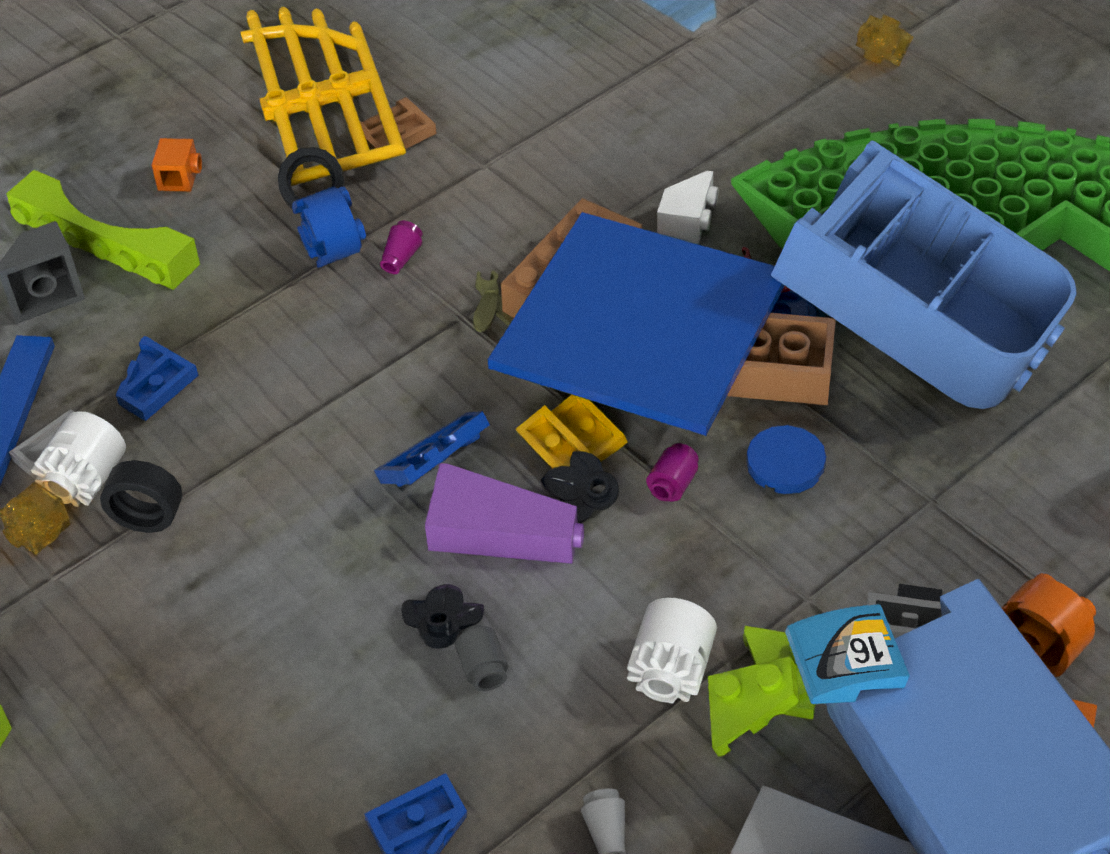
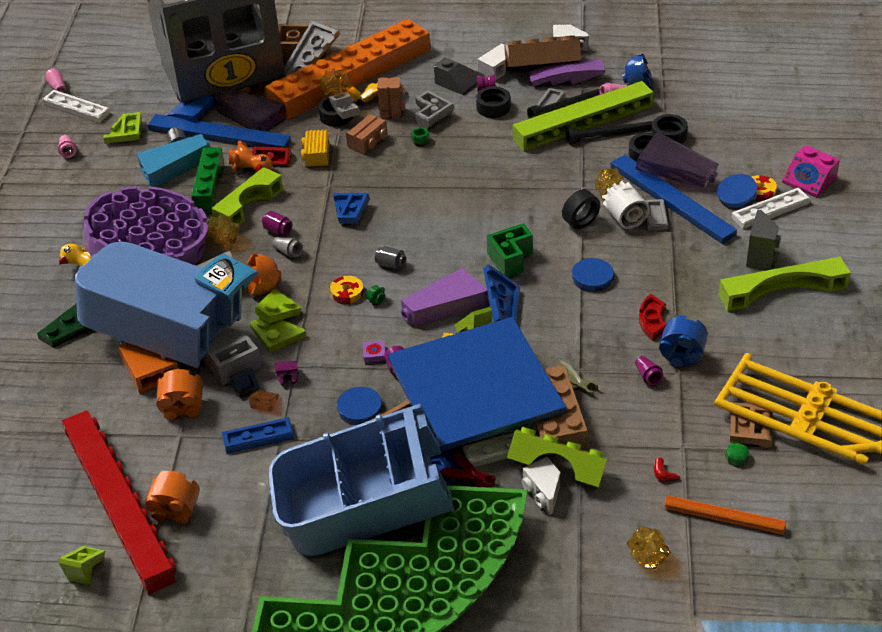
camera: 135 degrees right, 5 degrees down
(153, 379) = (657, 254): blue wing -> none
(176, 164) = (809, 330): orange brick -> none
(264, 418) = (592, 274): none -> blue tile
(290, 314) = (650, 317): none -> red tile
(303, 156) = (728, 357): black tyre -> none
(320, 520) = (509, 247): none -> green brick
(441, 615) = (425, 262): black plate -> none
(449, 116) = (737, 454): none -> green tile
(516, 431) = (474, 320): none -> lime slope
(546, 152) = (661, 474): none -> red animal
(549, 80) = (725, 514): none -> orange axle
(575, 484) = (428, 332): black plate -> none
(577, 610) = (376, 294): none -> green plate
(596, 648) = (346, 289): none -> piece
(654, 209) = (586, 465): none -> lime arch
(669, 84) = (648, 547): none -> clear yellow brick
(671, 650) = (319, 296): white gear -> none
(680, 524) = (373, 351): none -> medium lavender tile
(718, 772) = (267, 275): none -> orange cylinder
(836, 574) = (287, 368): none -> magenta tile
(910, 559) = (263, 400): none -> clear orange slope
(965, 517) = (257, 435): none -> blue tile

